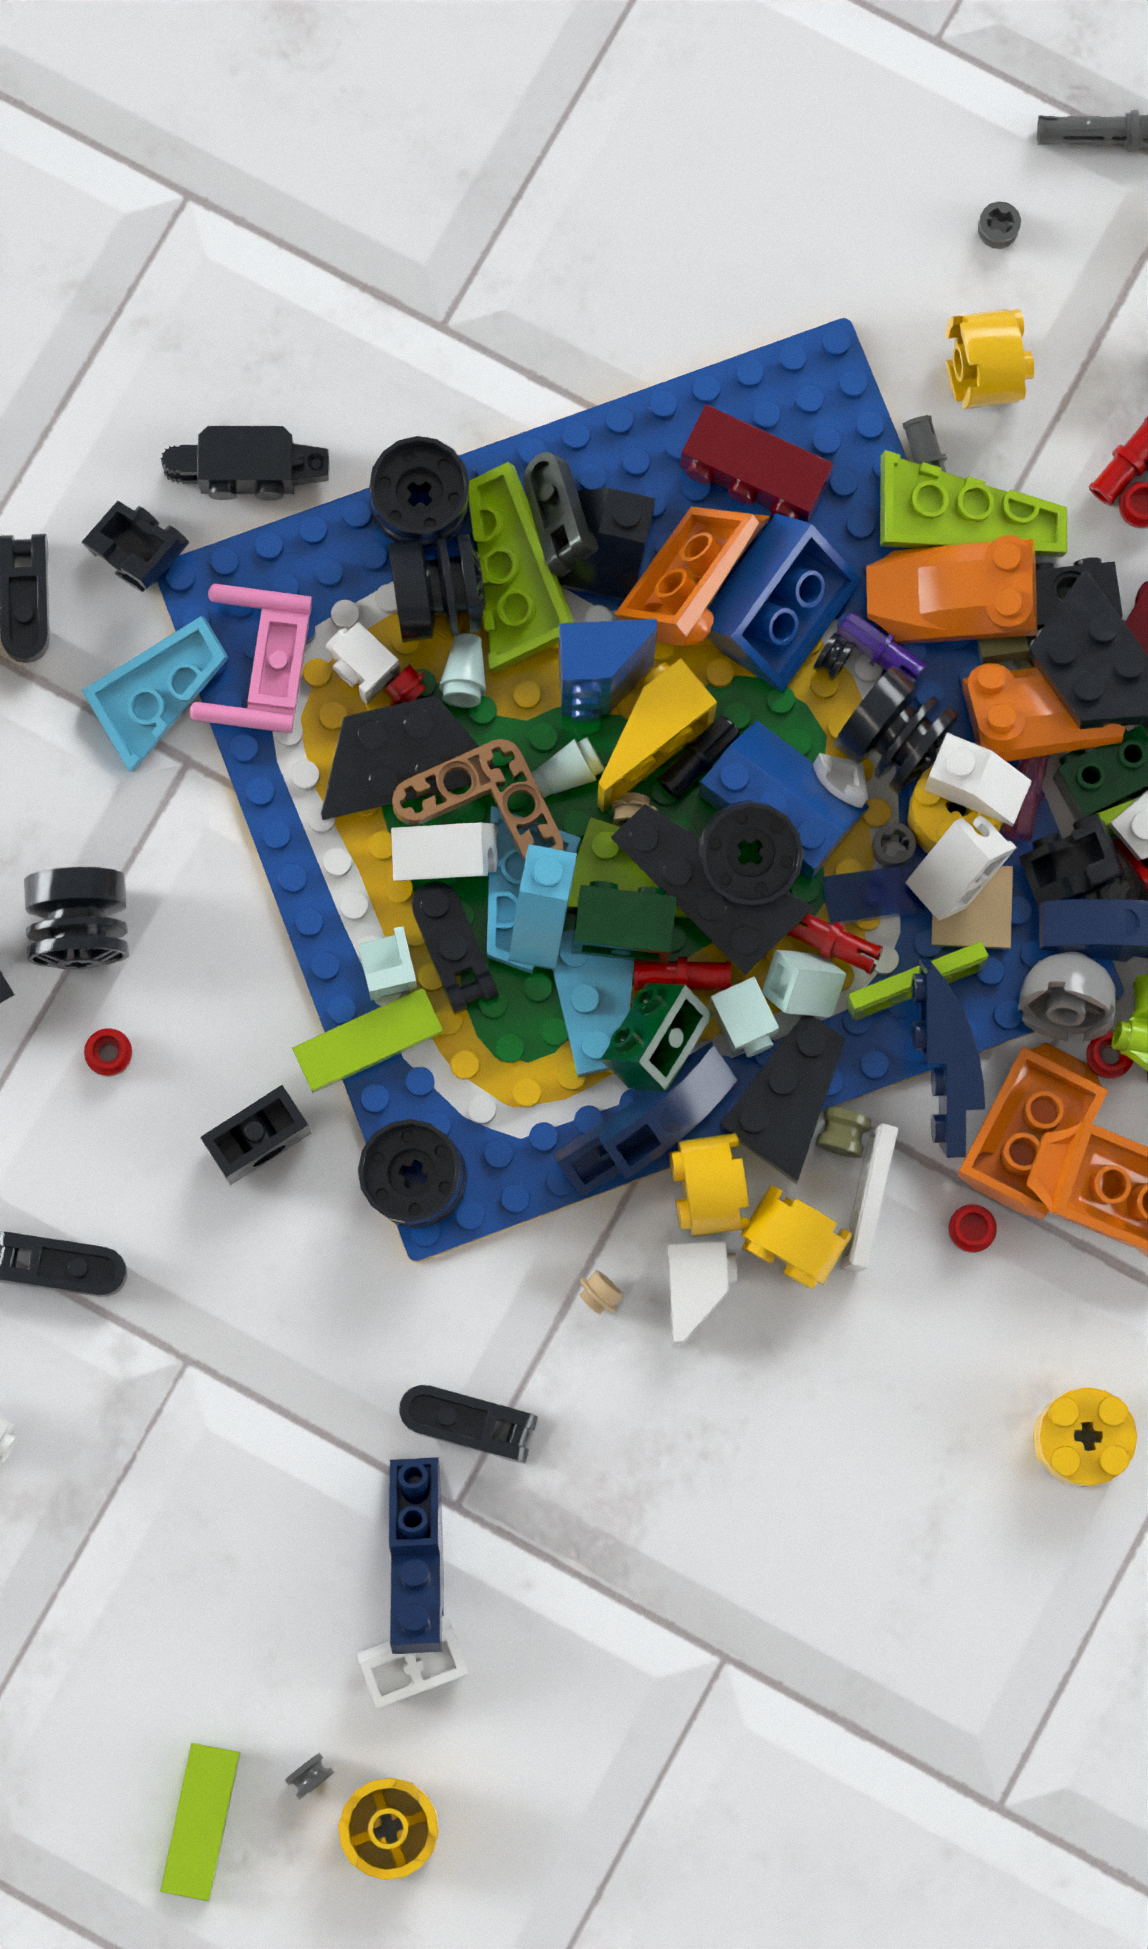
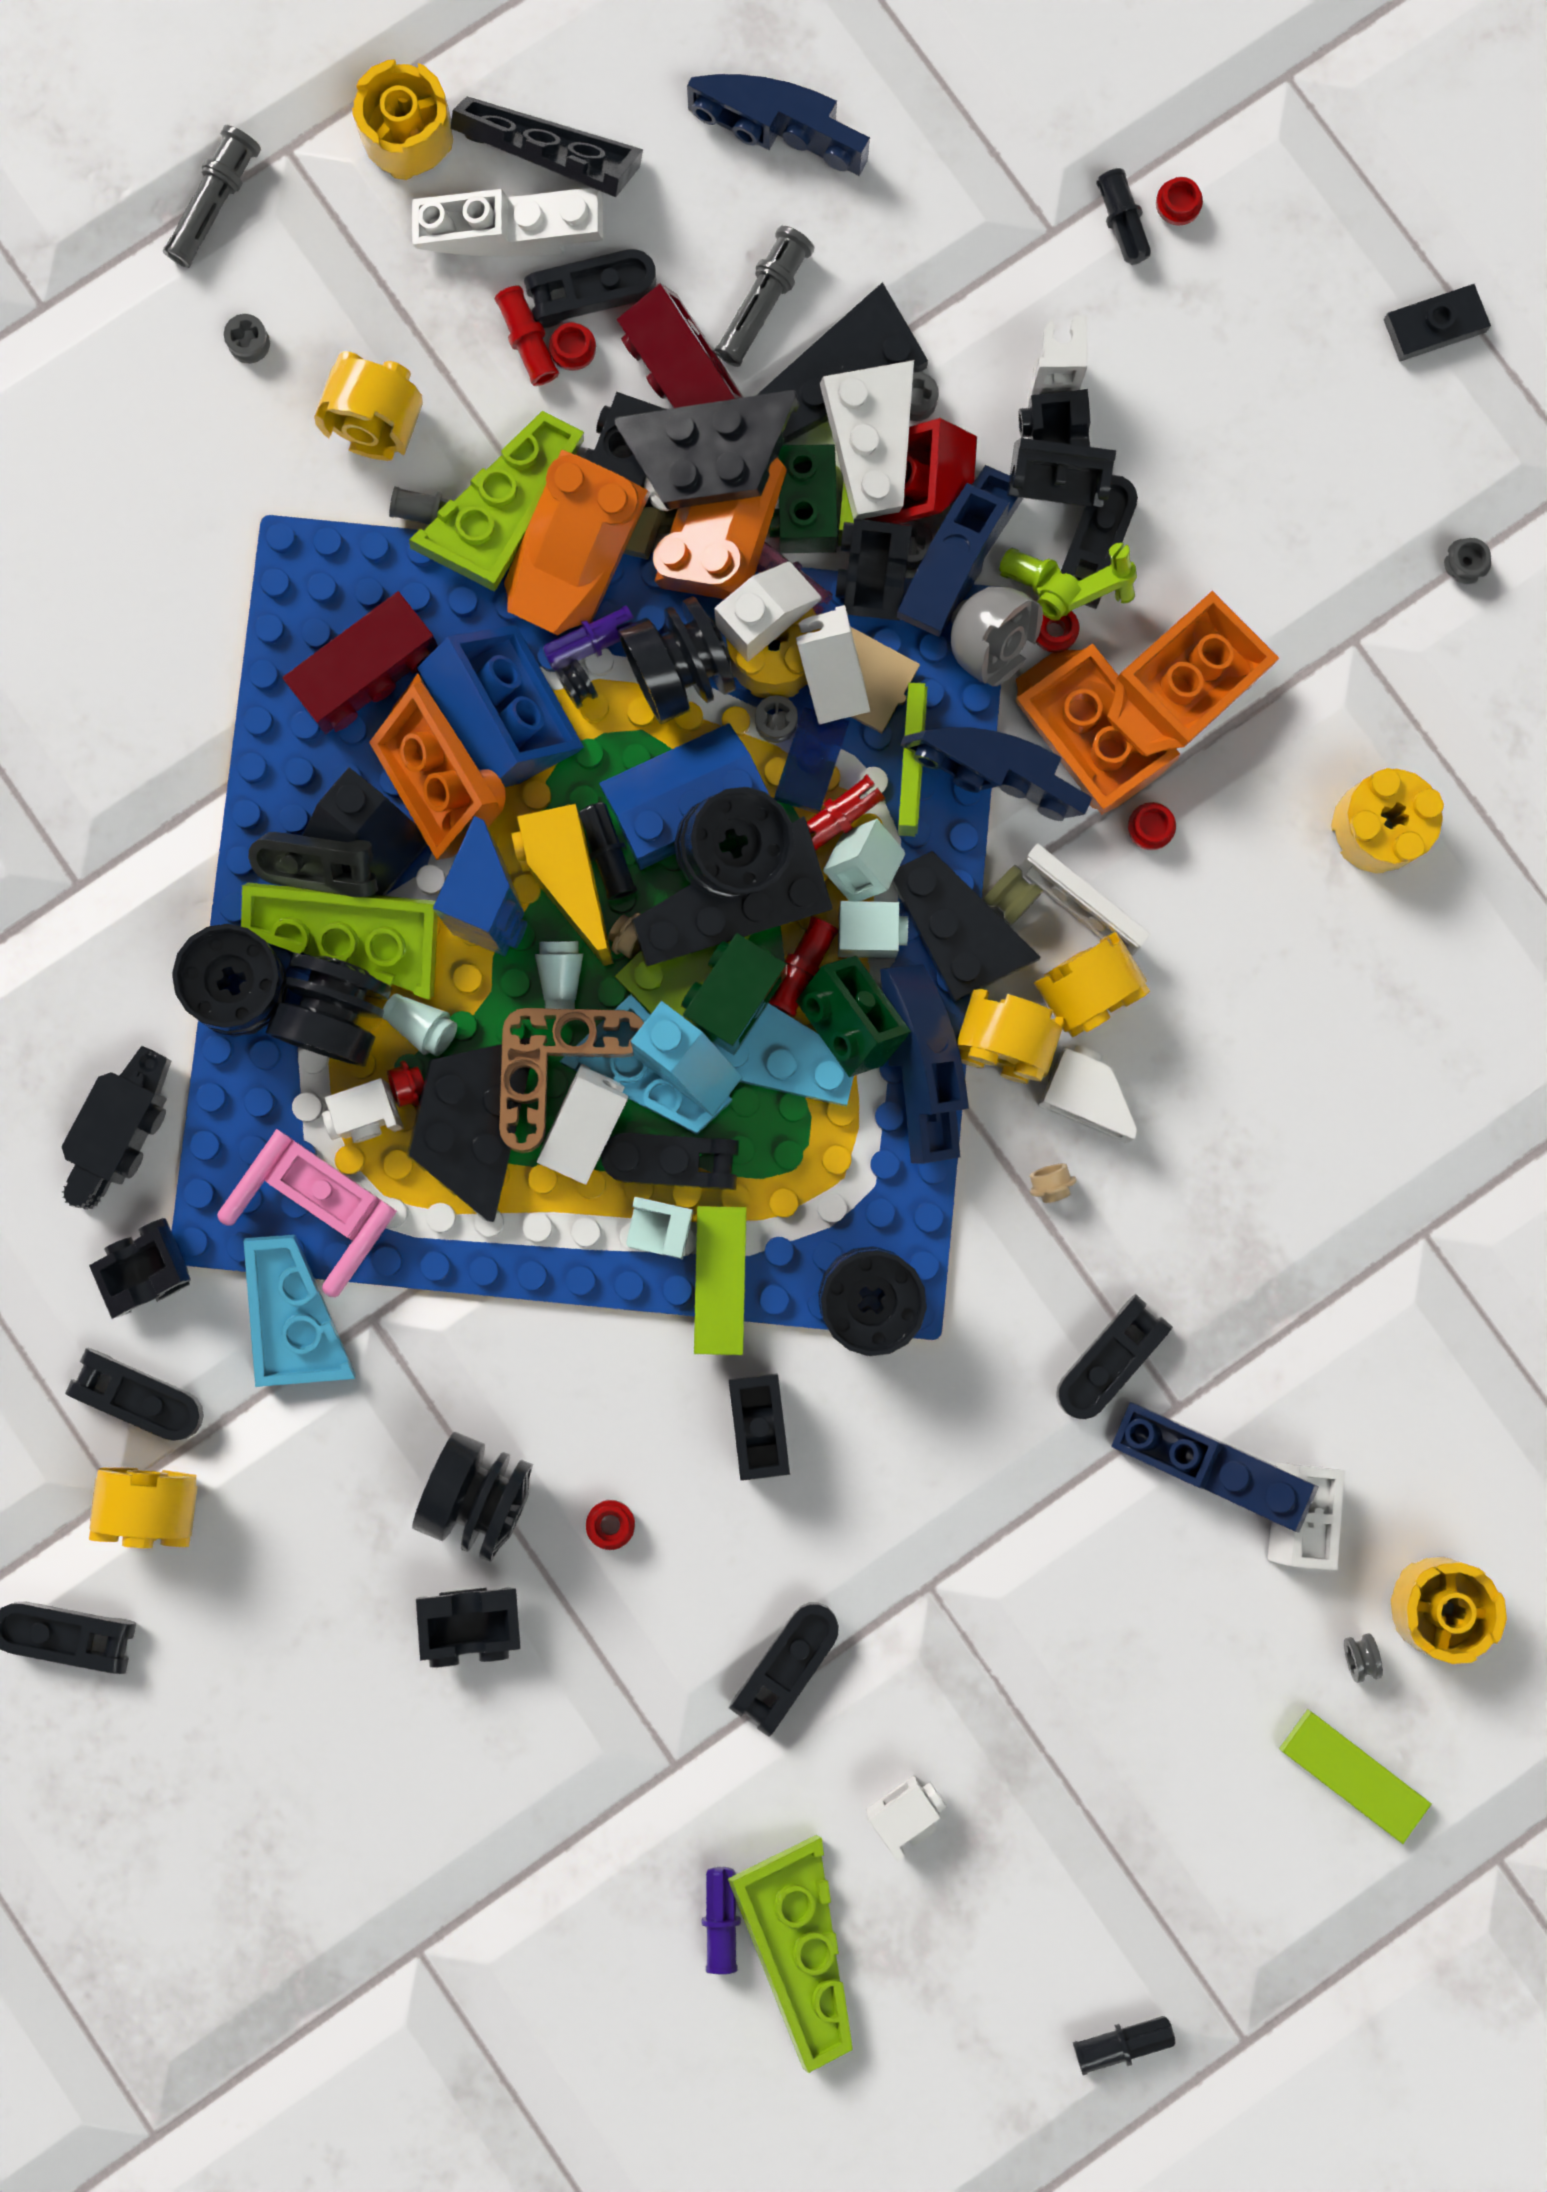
camera: 65 degrees left, 5 degrees up
(842, 778) = (694, 732): white tile -> none

